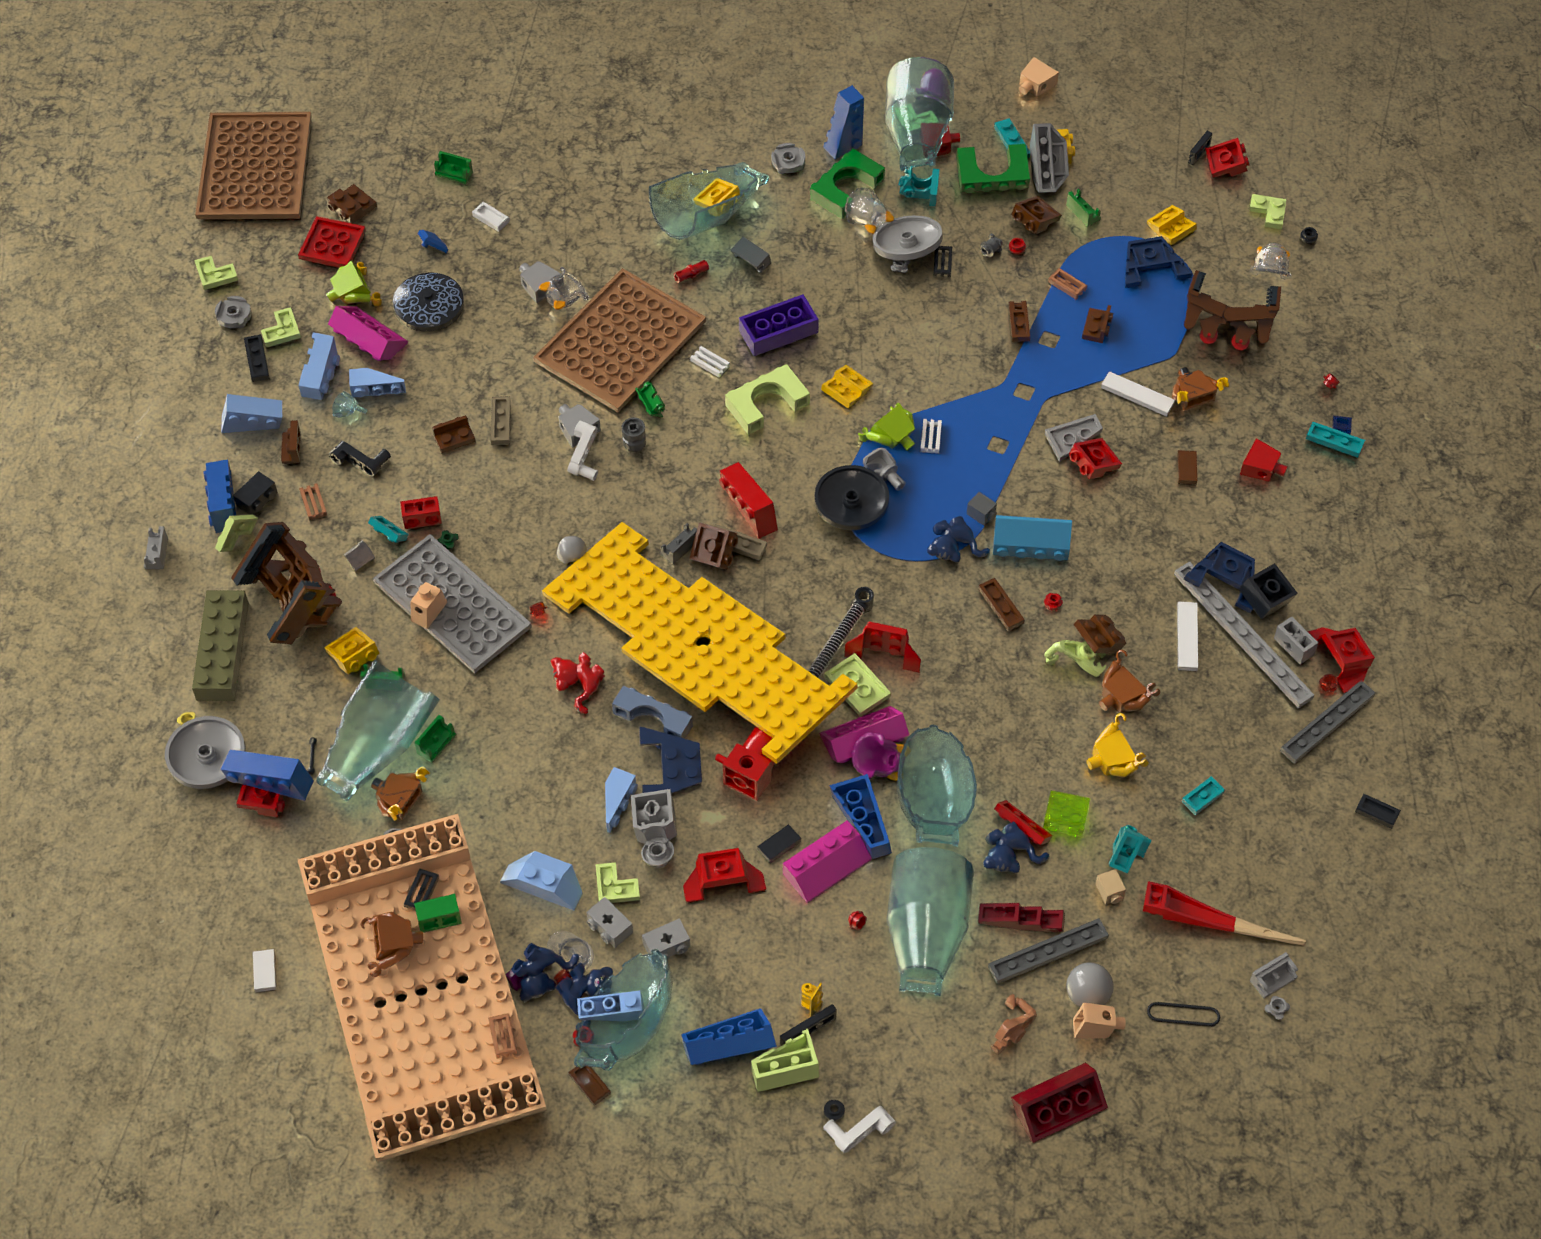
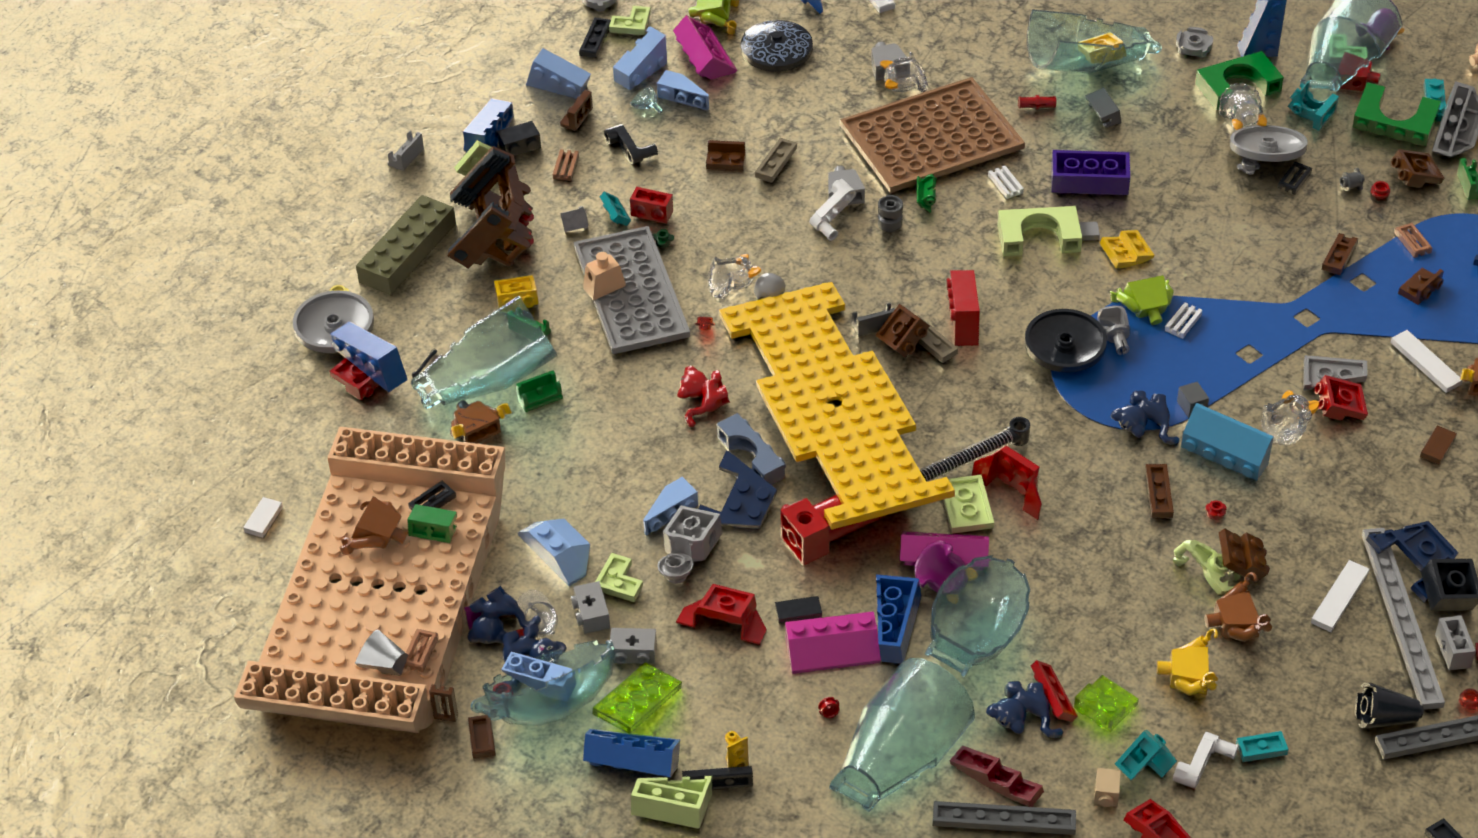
camera: 30 degrees right, 10 degrees down
(475, 1056) = (382, 655): none -> slope
(533, 554) = (730, 275): none -> clear hair
(543, 1065) = (434, 693): none -> reddish brown tile
(700, 987) = (637, 698): none -> clear neon green plate
(808, 380) = (1089, 231): none -> light grey tile
(1065, 494) = (1288, 417): none -> clear hair
(1165, 844) = (1210, 743): none -> white beam
(1274, 721) = (1385, 707): none -> black cone

